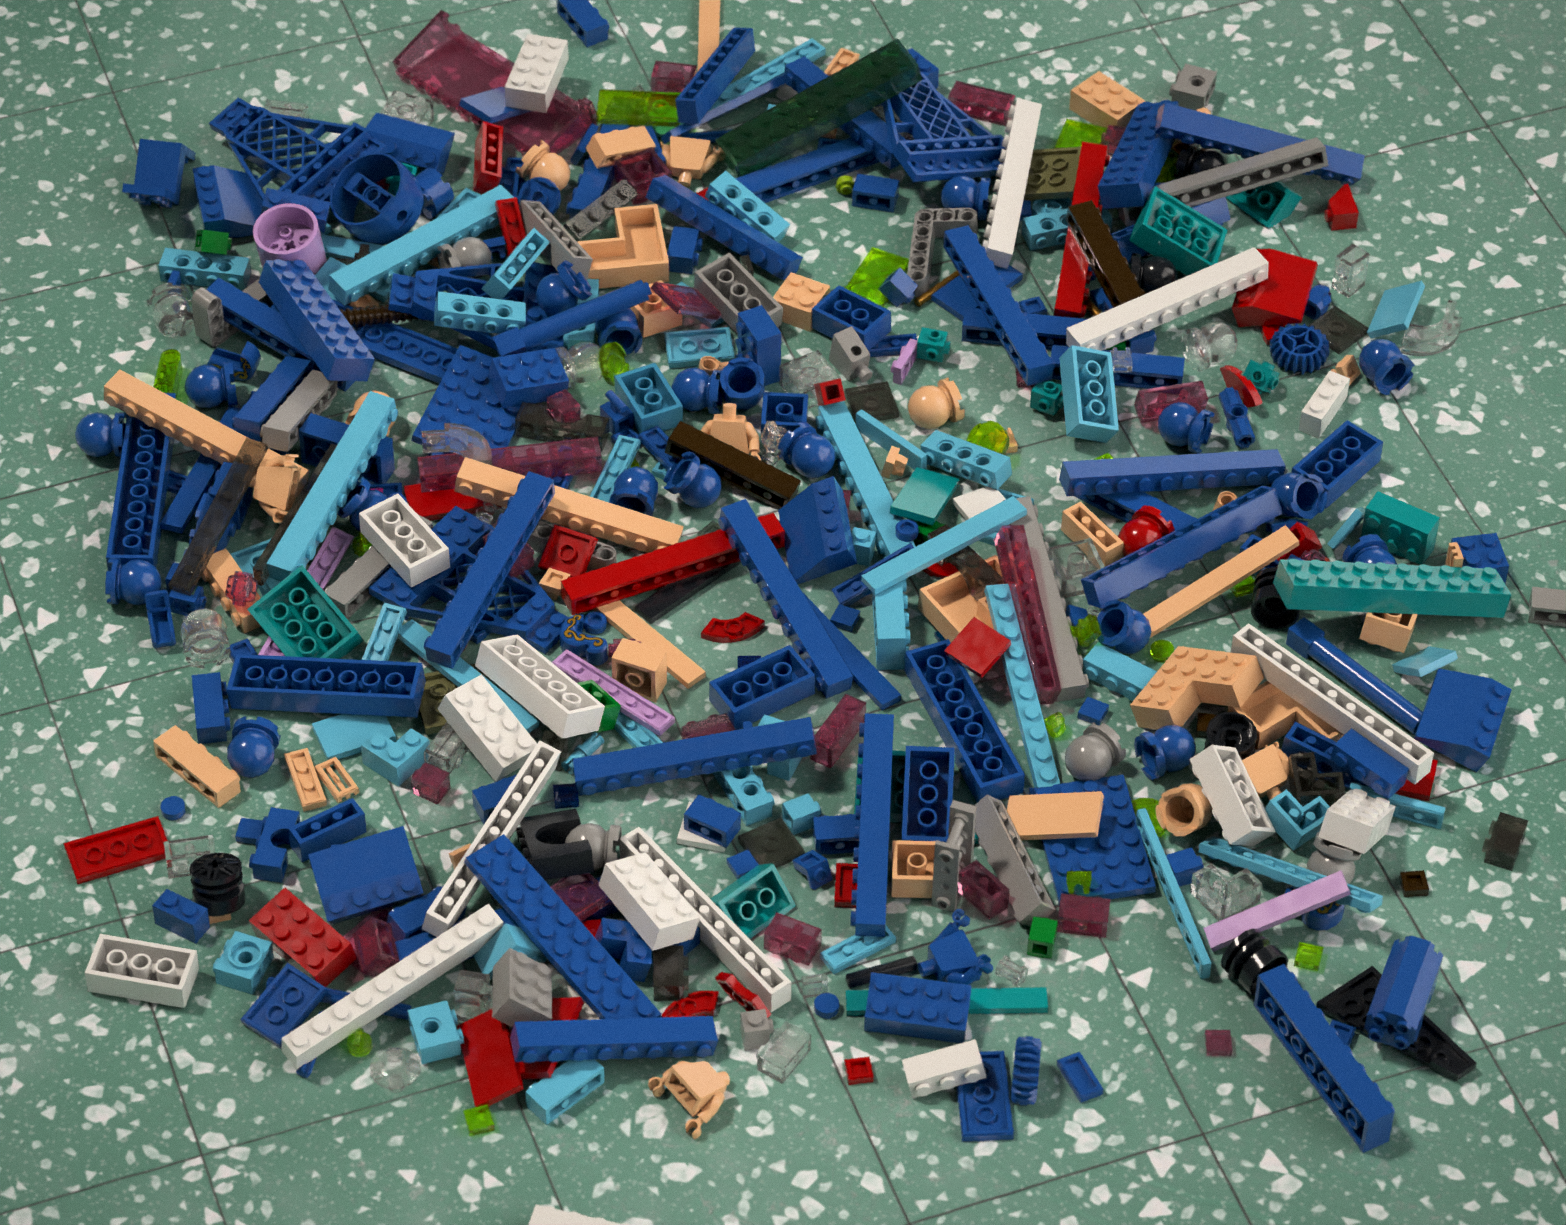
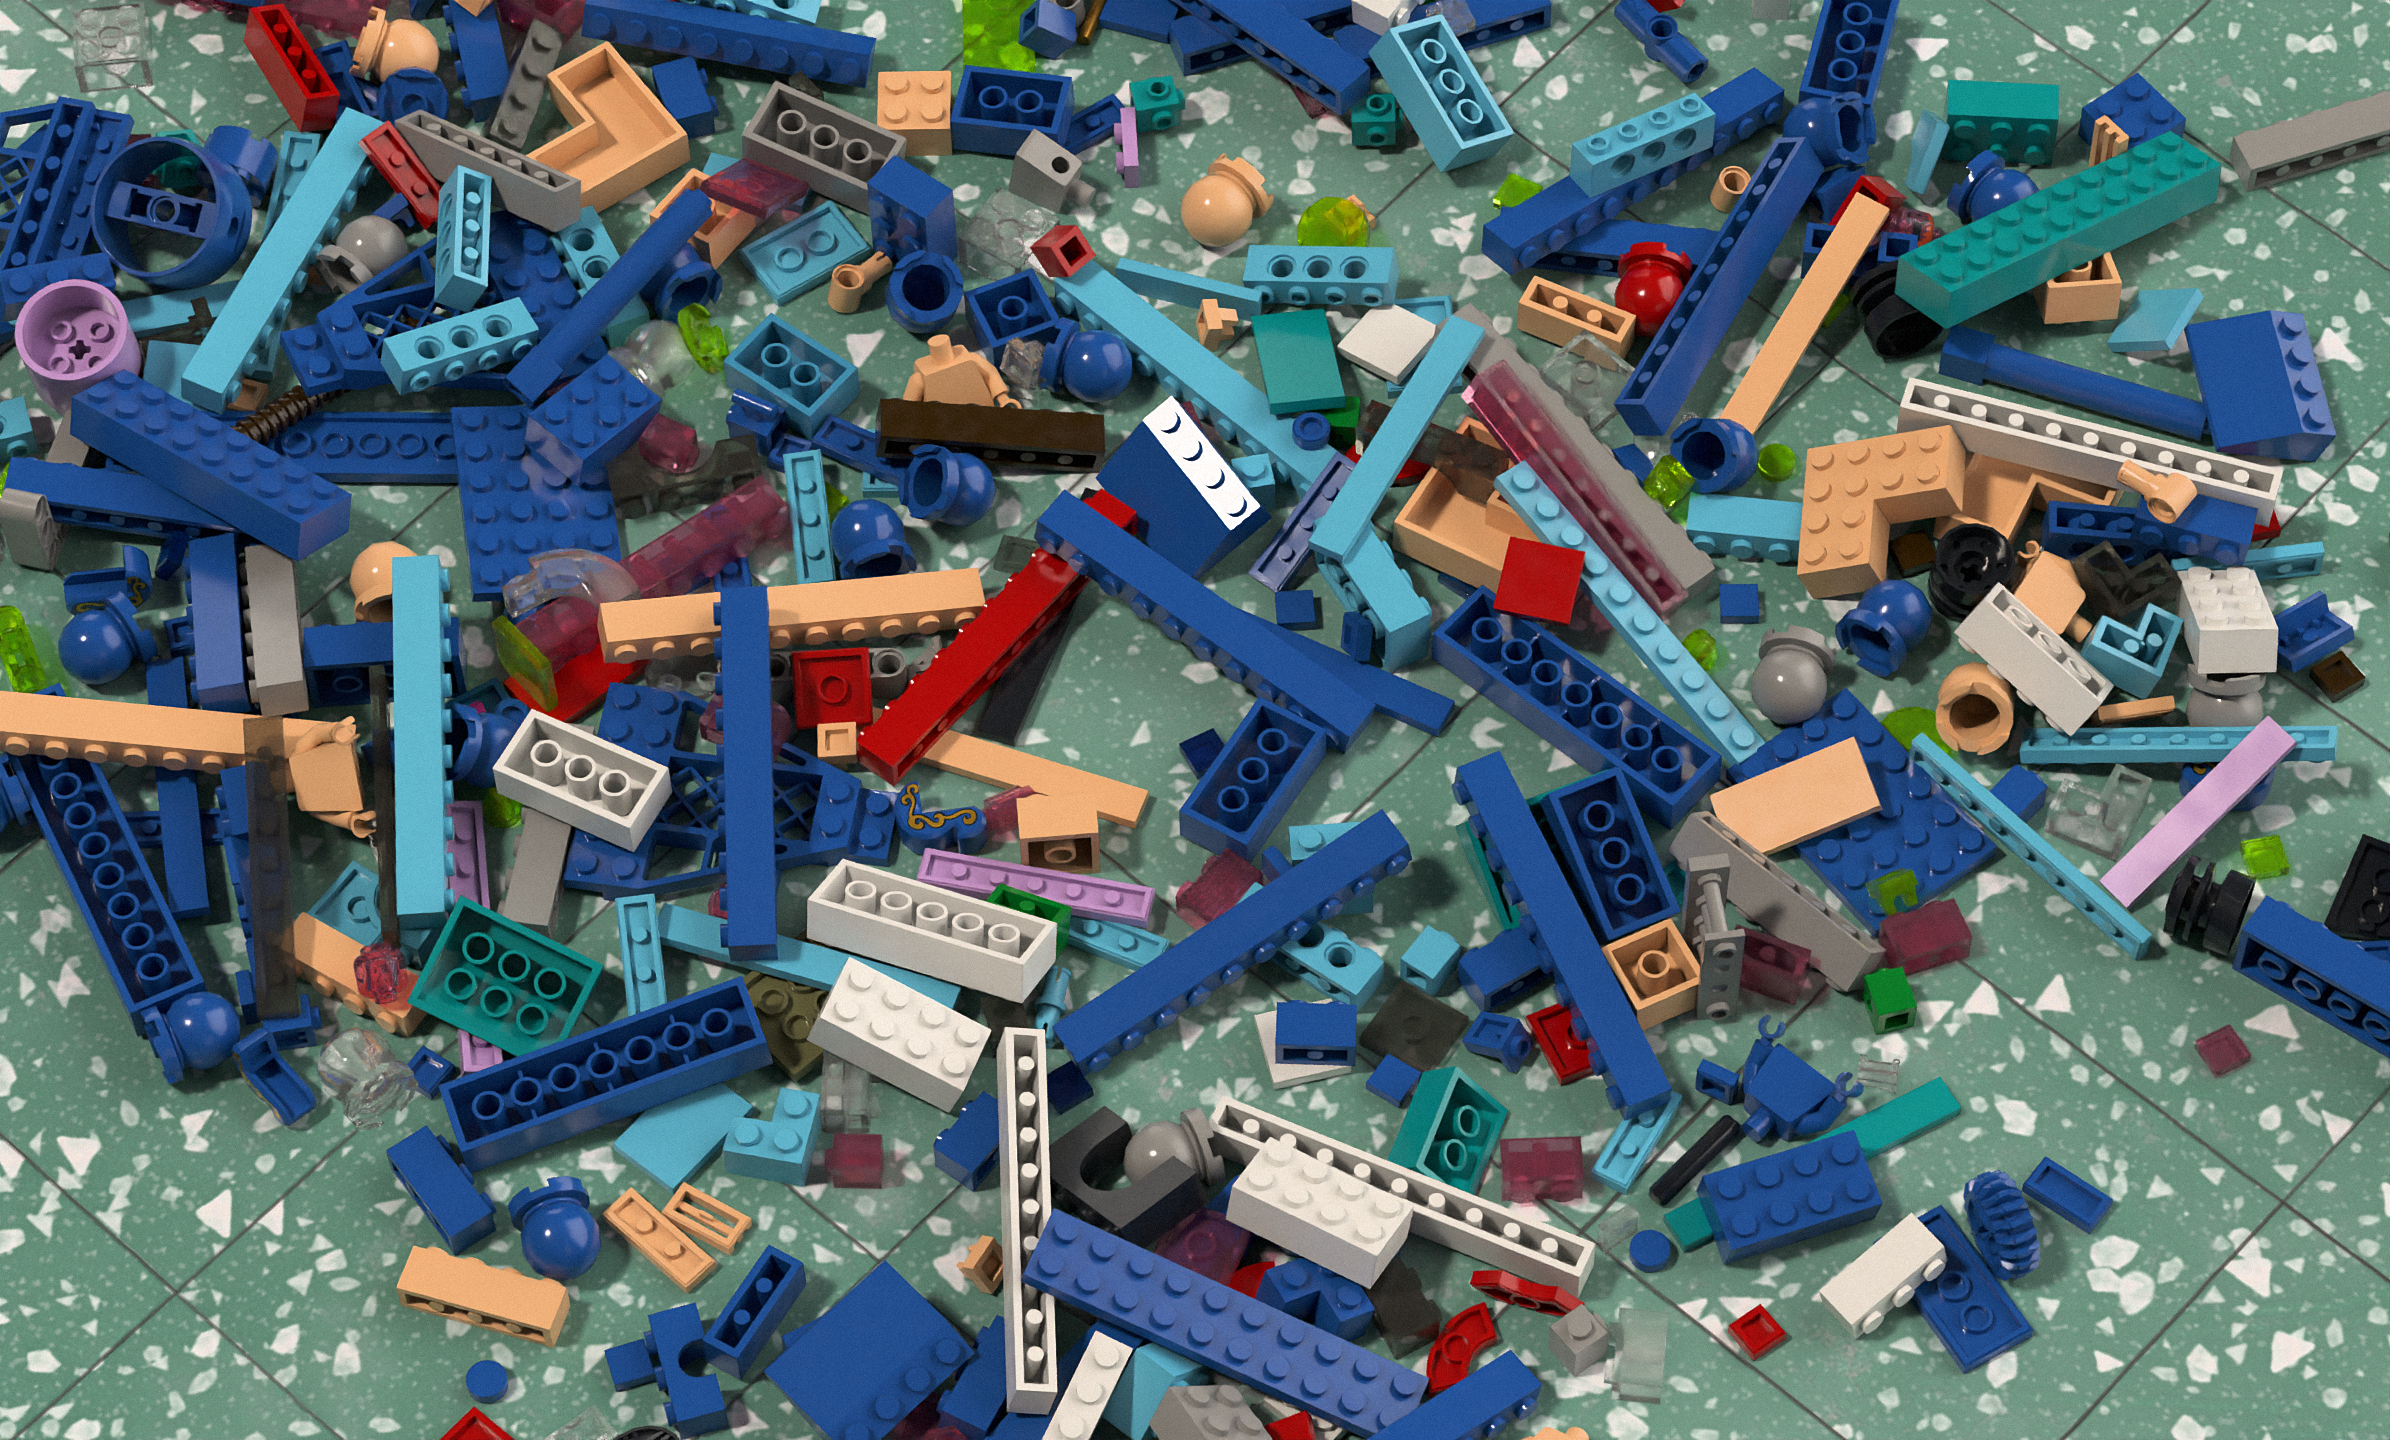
camera: 25 degrees left, 10 degrees up
(274, 361) = (171, 555): none -> clear blue tile
(412, 142) = (154, 87): blue slope -> none
(415, 476) = (525, 663): none -> clear neon green tile
(562, 289) = (559, 256): blue tile -> none
(595, 623) = (933, 782): blue tile -> none
(698, 390) = (860, 327): blue tile -> none
(733, 629) = (1143, 702): red tile -> none
(838, 730) = (1405, 790): clear pink brick -> none
(866, 640) = (1356, 636): none -> blue tile
(874, 399) = (1121, 231): clear smoke tile -> none
(918, 937) = (1717, 1082): none -> blue tile
(1152, 401) = (1556, 52): clear pink brick -> none
(1178, 456) = (1642, 145): none -> medium azure brick
(1183, 425) = (1598, 84): blue tile -> none
(1280, 851) = (2133, 710): none -> light nougat tile
(1354, 737) = (2164, 495): none -> light nougat pin
(1407, 851) = (2309, 632): none -> blue bracket

